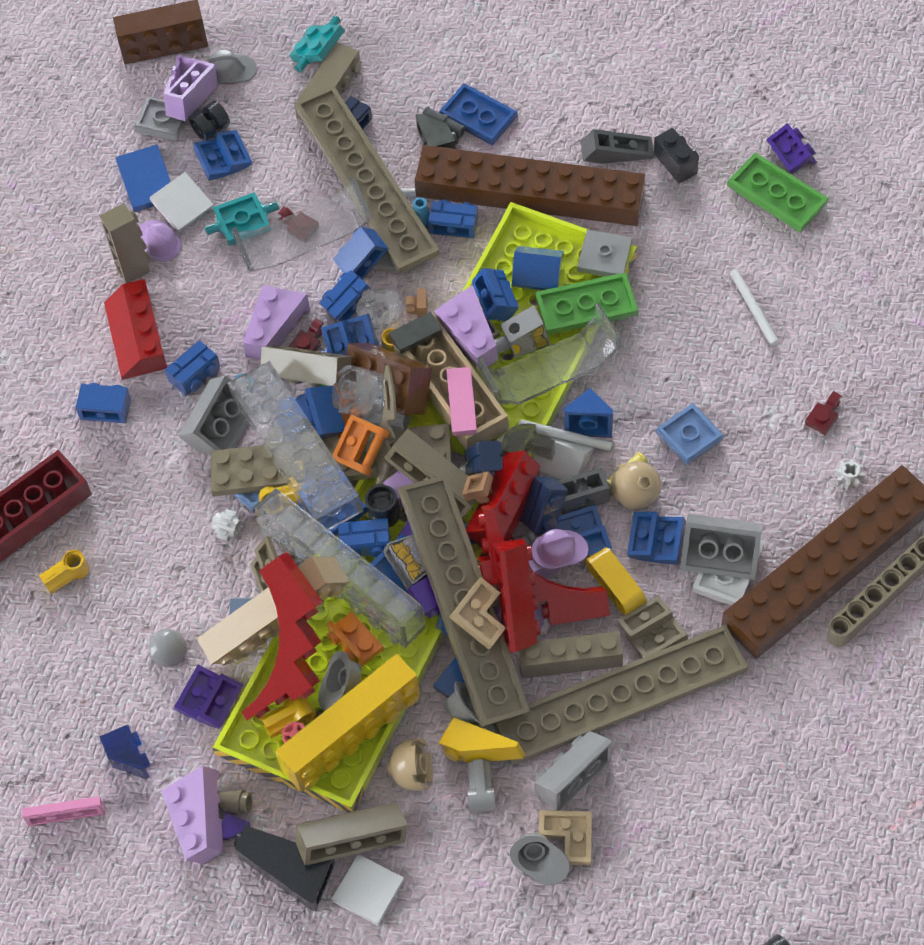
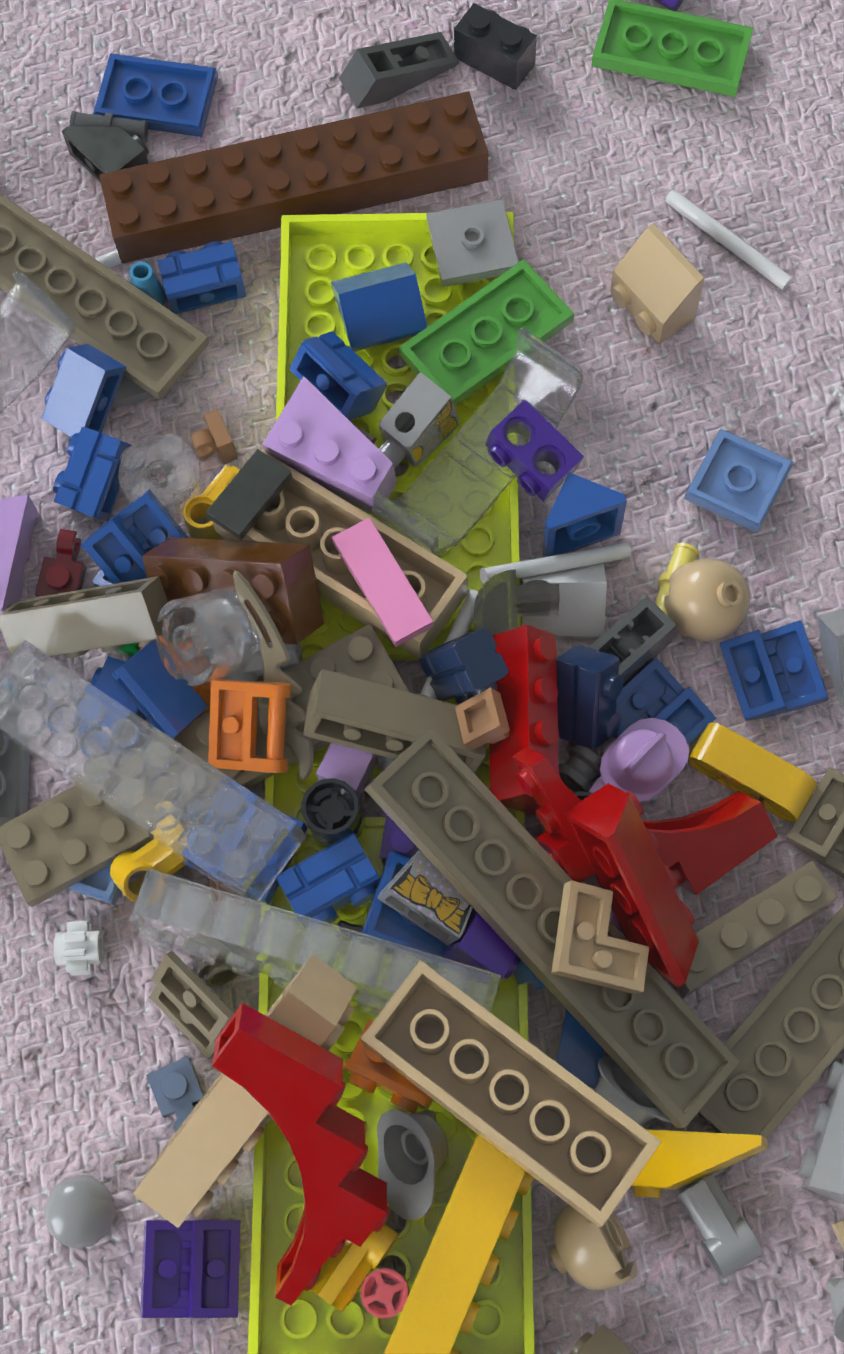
camera: 25 degrees left, 10 degrees up
(396, 653) = (510, 1093): none -> tan brick
(582, 370) = (542, 444): none -> dark purple brick
(695, 315) = (657, 285): none -> tan slope

